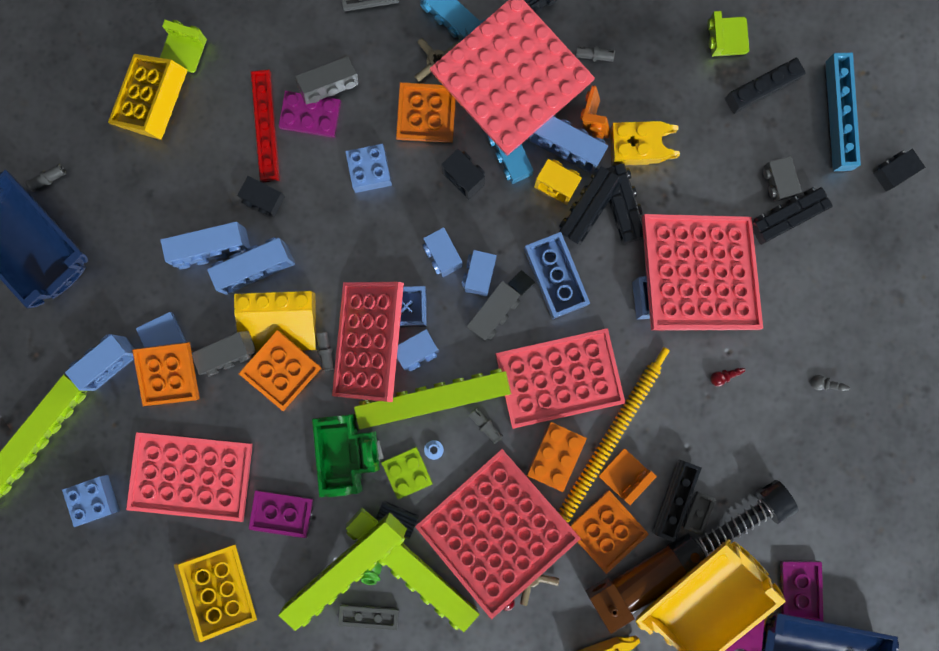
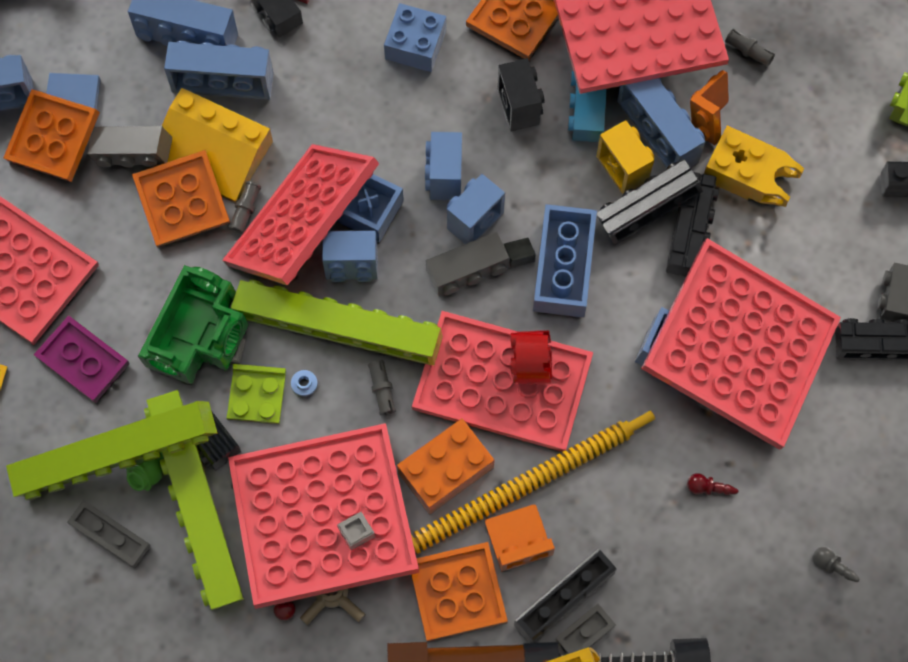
camera: 25 degrees right, 15 degrees down
(527, 535) = (356, 530): none -> light grey tile
(574, 357) = (531, 357): none -> red brick

